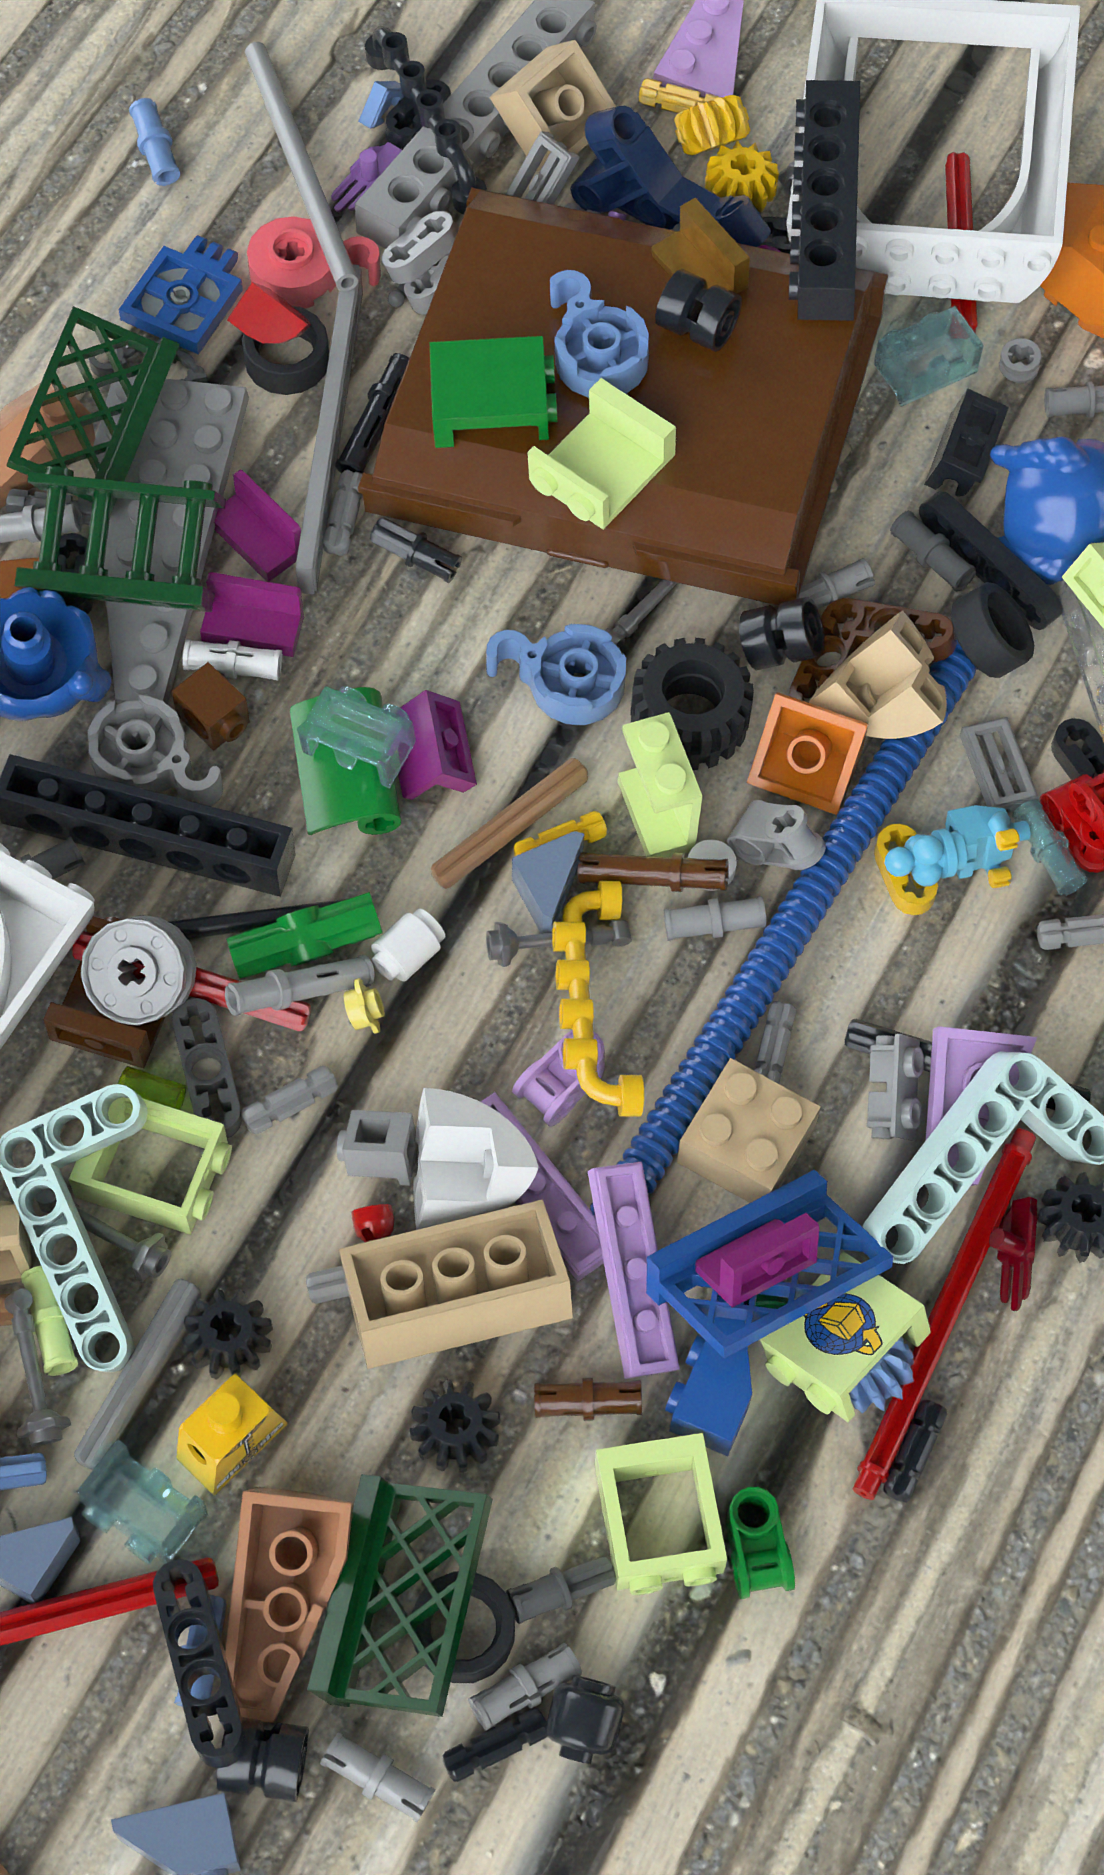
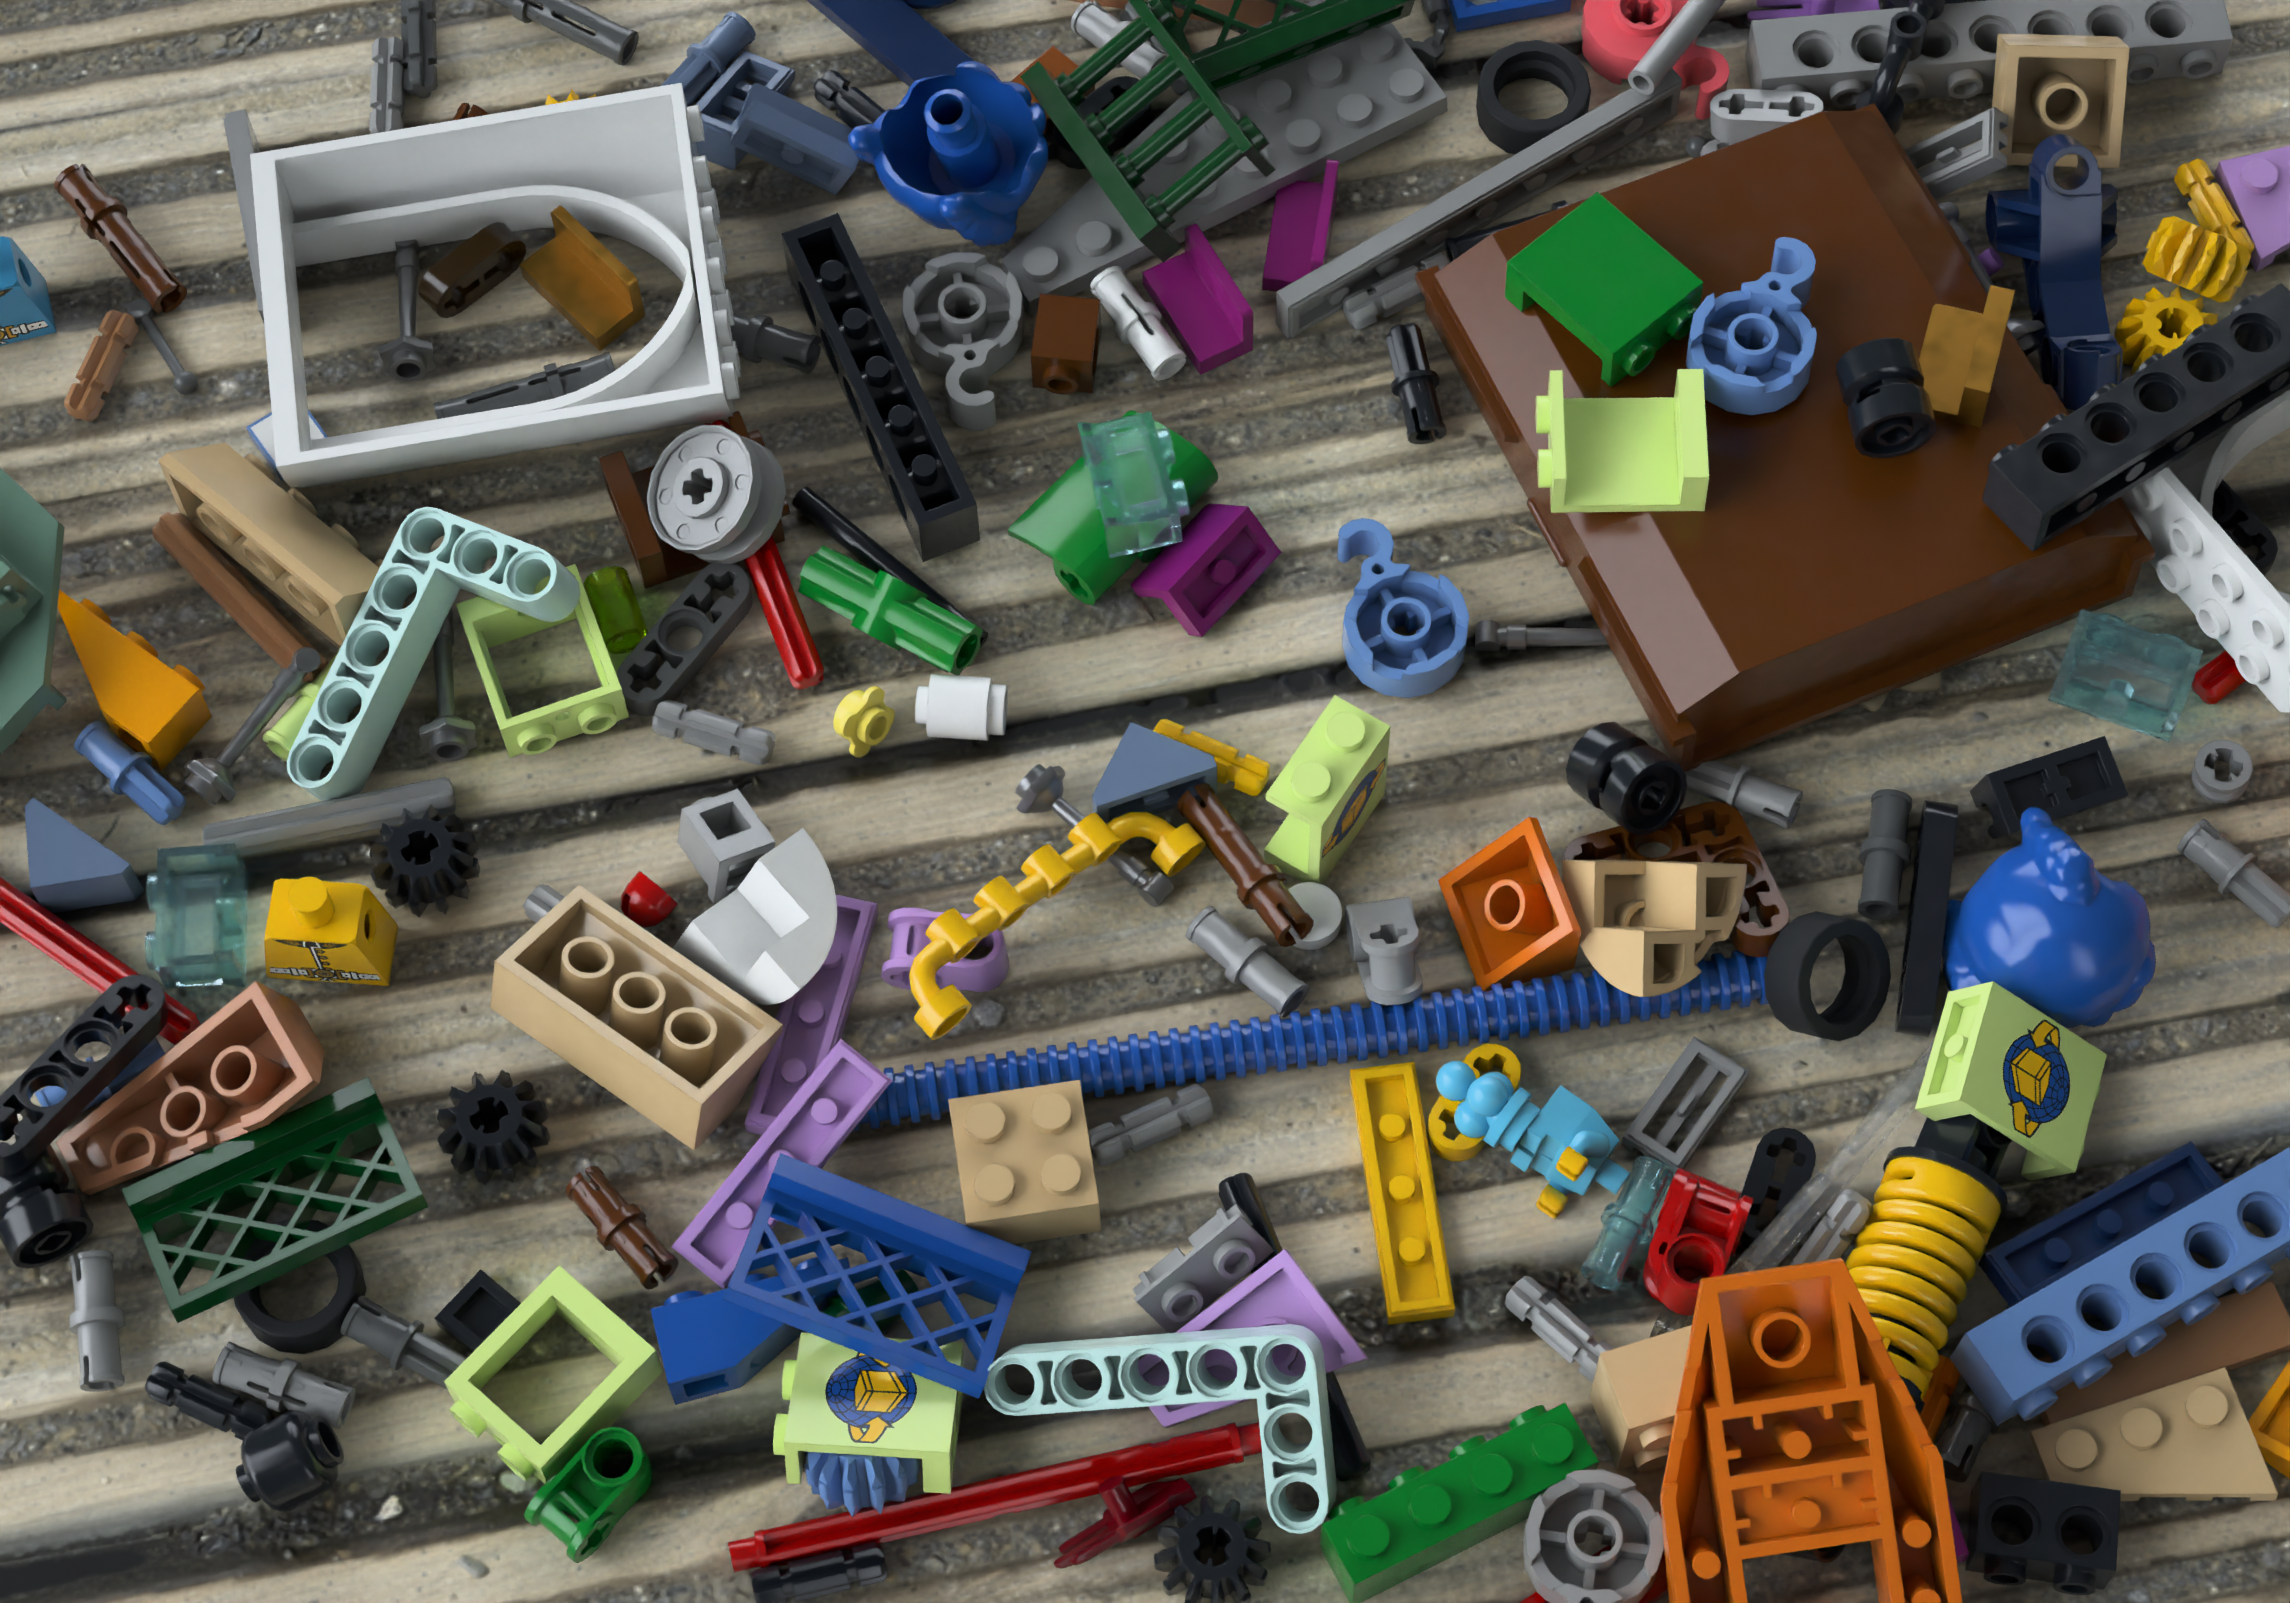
camera: 55 degrees right, 0 degrees up
(267, 316) = (1536, 47): red brick -> none
(282, 988) = (827, 643): light grey pin -> none
(509, 823) = (1187, 698): medium nougat axle -> none
(576, 1529) = (476, 1311): none -> black tile
(702, 672) = (1476, 712): black tyre -> none
(760, 1258) = (864, 1260): magenta panel -> none
(929, 949) = (1401, 1193): none -> yellow tile

